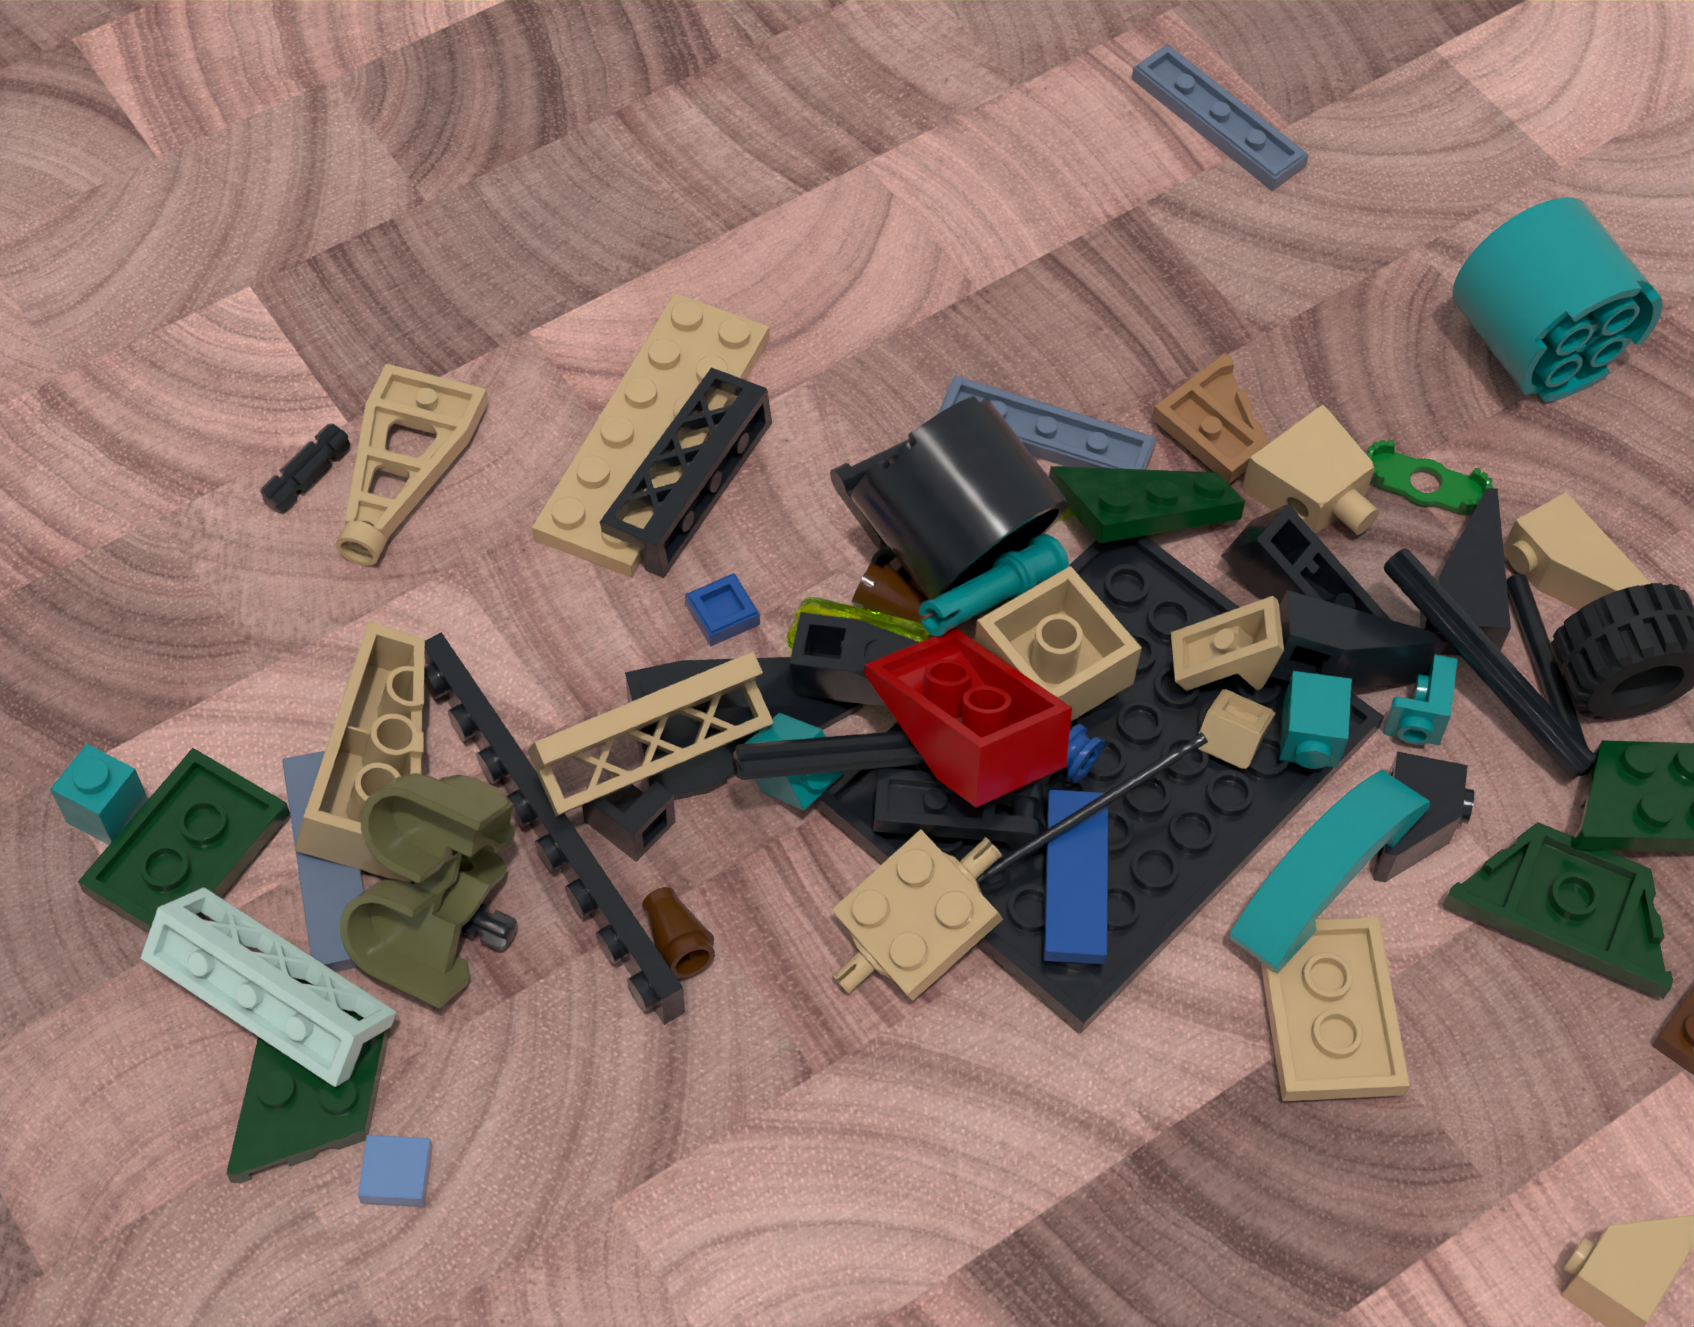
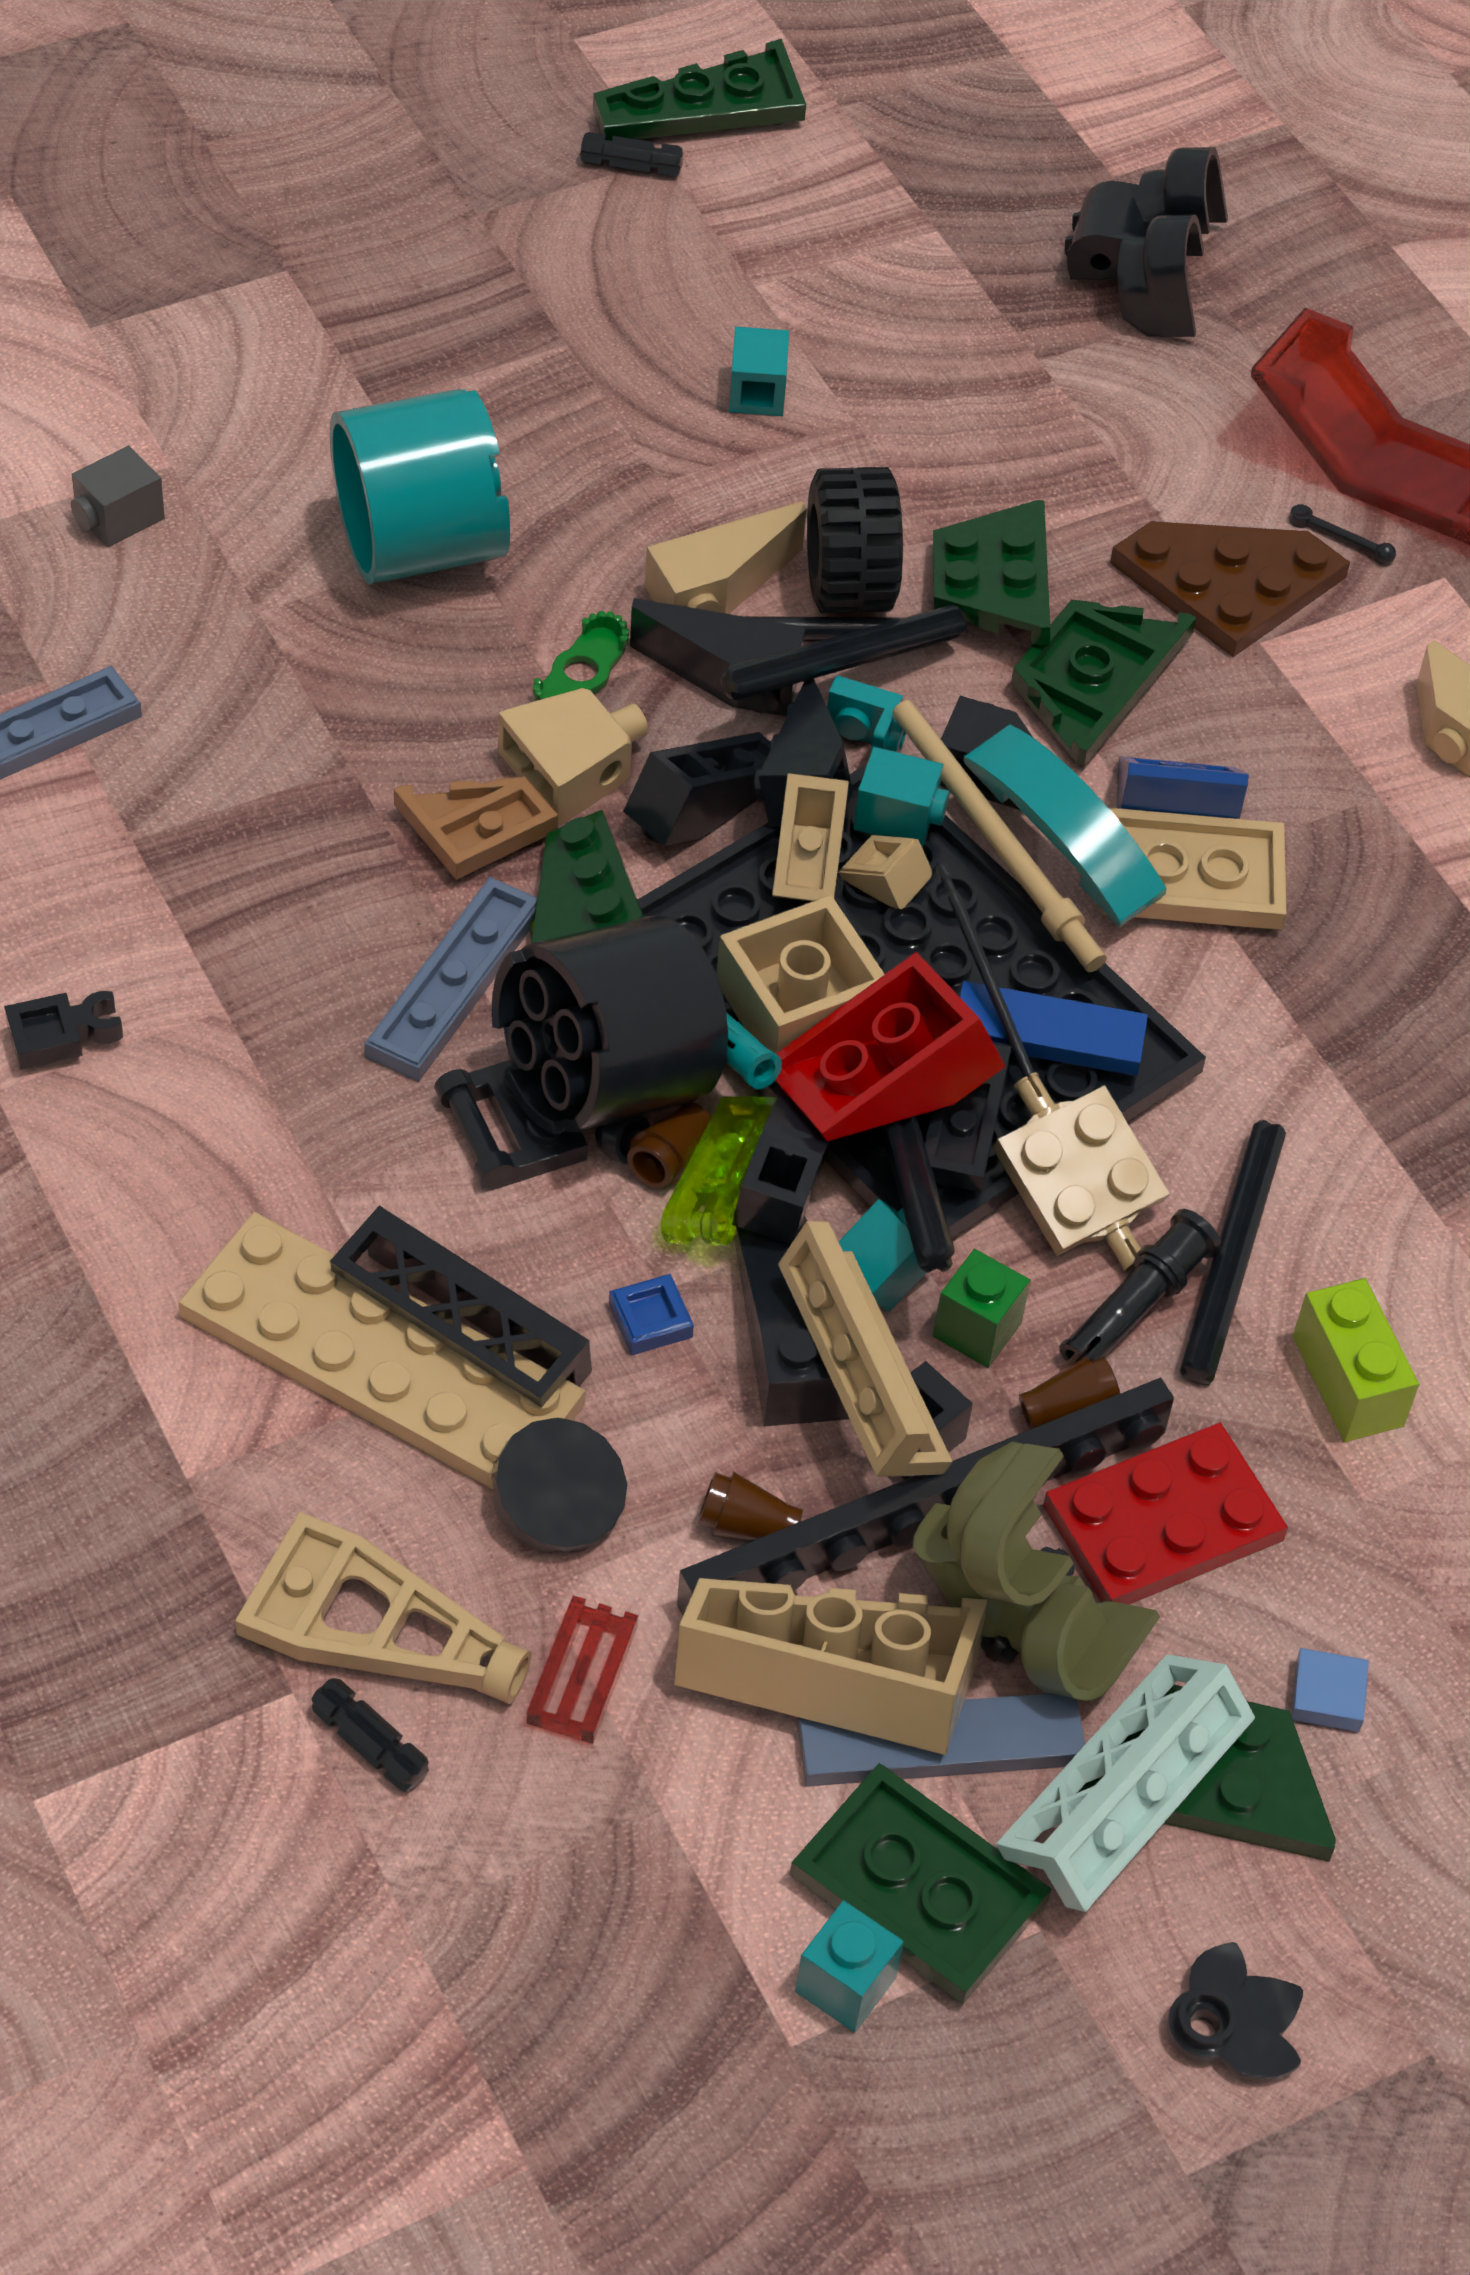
camera: 85 degrees left, 5 degrees down
(74, 1111) = (1244, 2012): none -> black plate
(377, 590) = (599, 1621): none -> clear red tile
(526, 688) = (743, 1509): none -> reddish brown cone
(531, 554) = (558, 1485): none -> black tile
(566, 1024) = (1165, 1516): none -> red plate
(745, 1171) = (1355, 1360): none -> lime brick
(752, 846) = (981, 1308): none -> green brick
(820, 993) = (1157, 1273): none -> black pin
(871, 1068) = (1231, 1262): none -> black axle
(922, 176) = (53, 1030): none -> black plate
(1215, 873) = (1059, 915): none -> tan bar
(1434, 987) = (1180, 787): none -> blue slope
(1494, 125) = (117, 496): none -> dark grey brick

